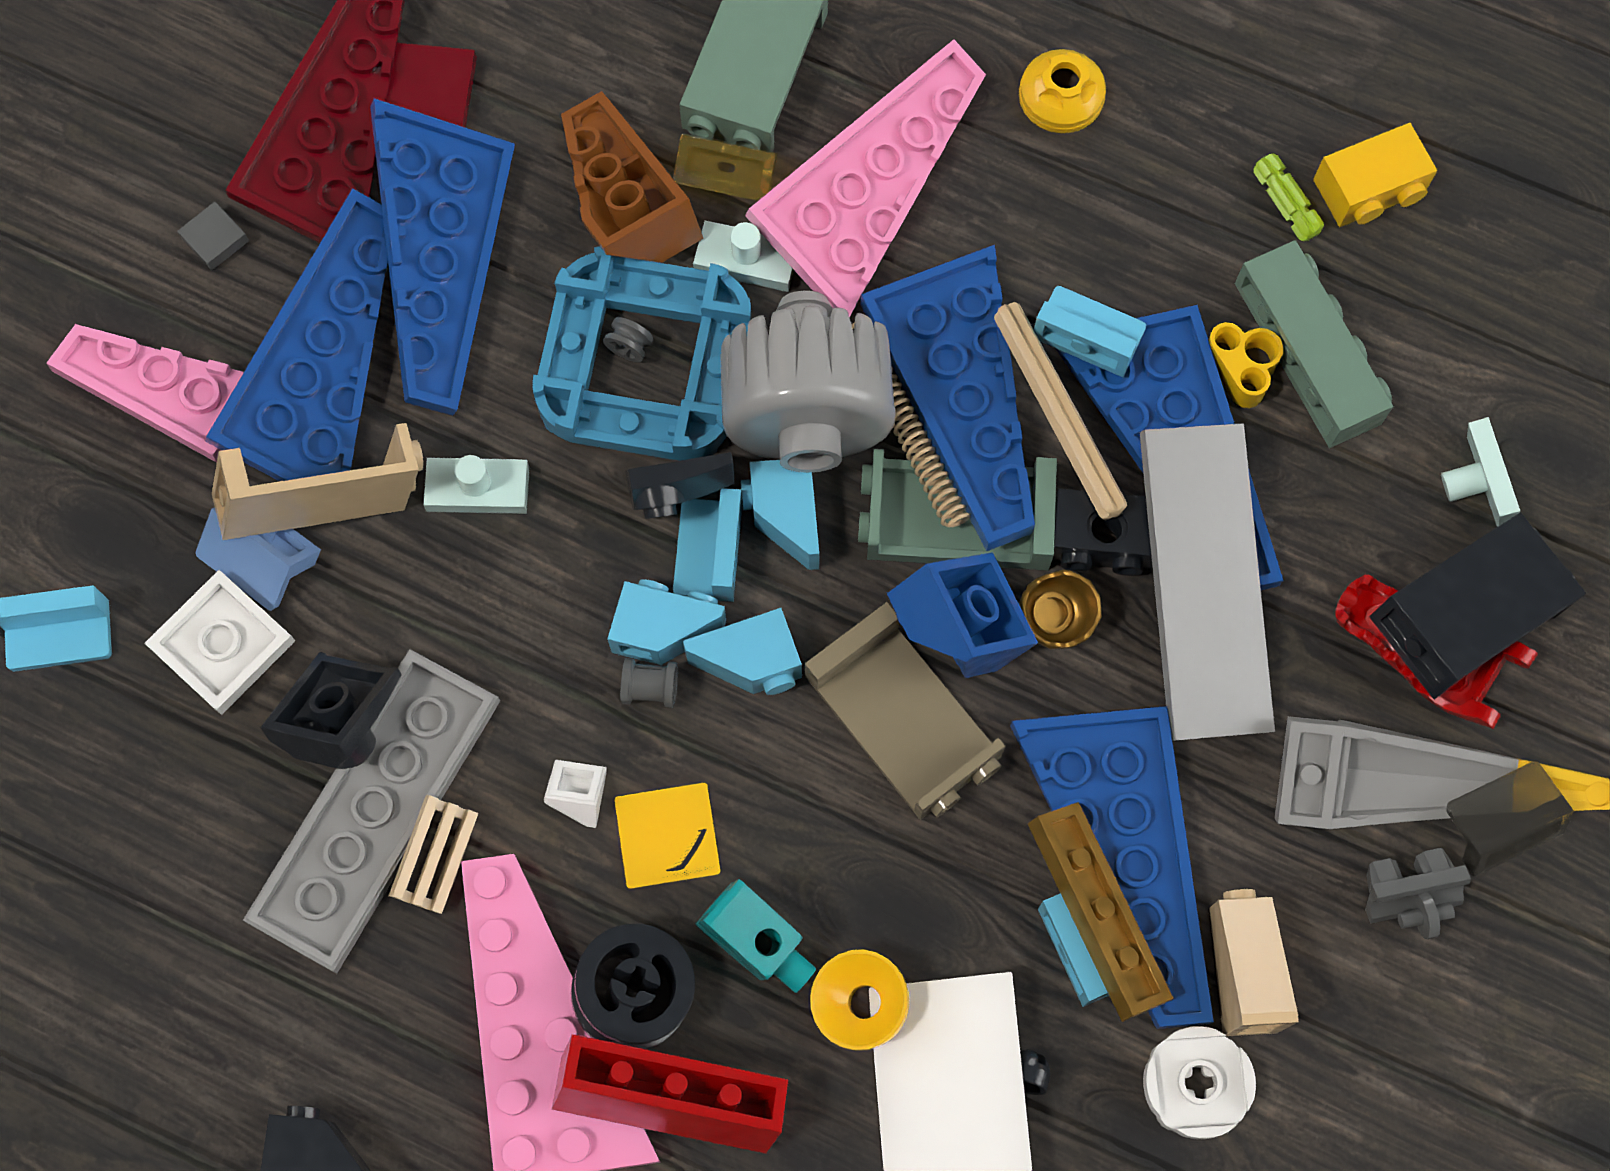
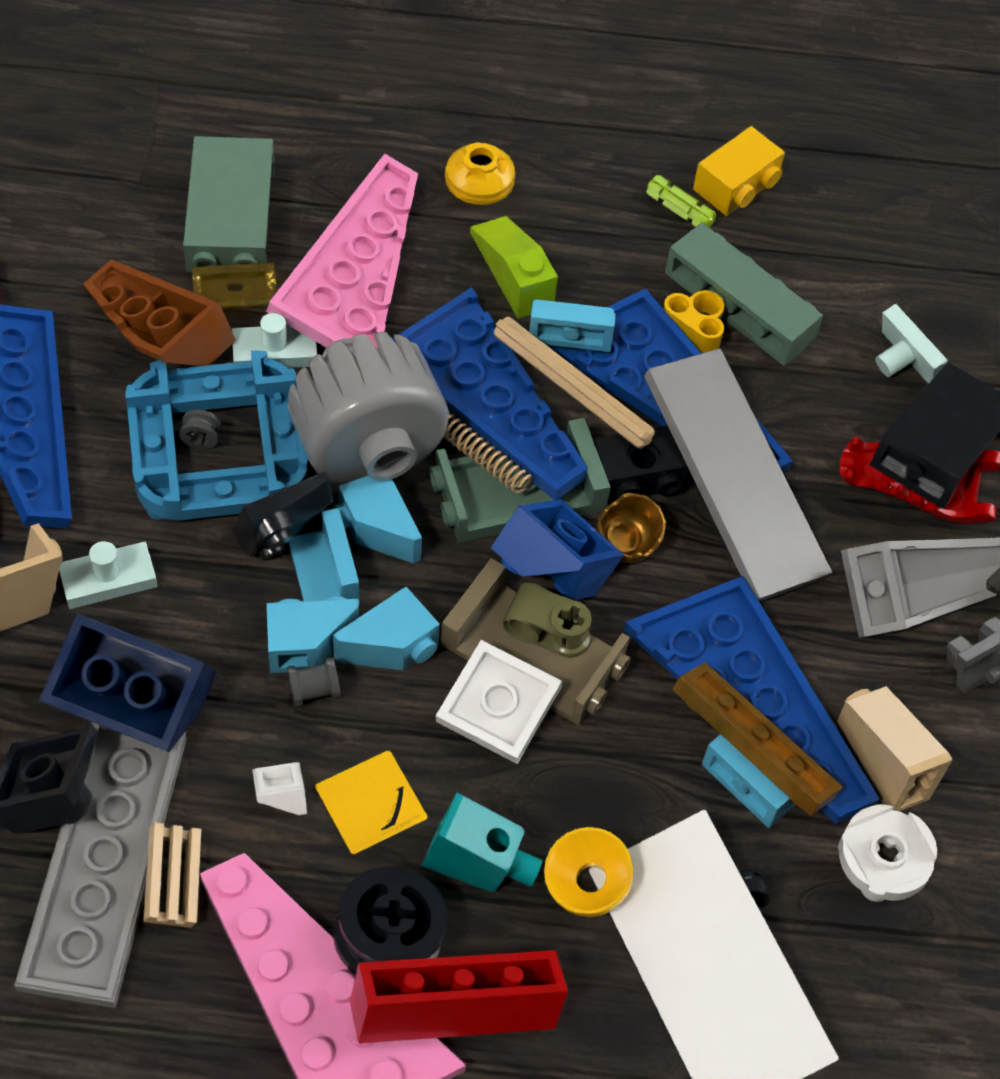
camera: 25 degrees left, 15 degrees down
(452, 627) = (127, 683): none -> dark blue slope
(838, 770) = (499, 701): none -> white plate
(918, 687) = (546, 619): none -> olive piece
(1057, 225) = (516, 264): none -> lime slope

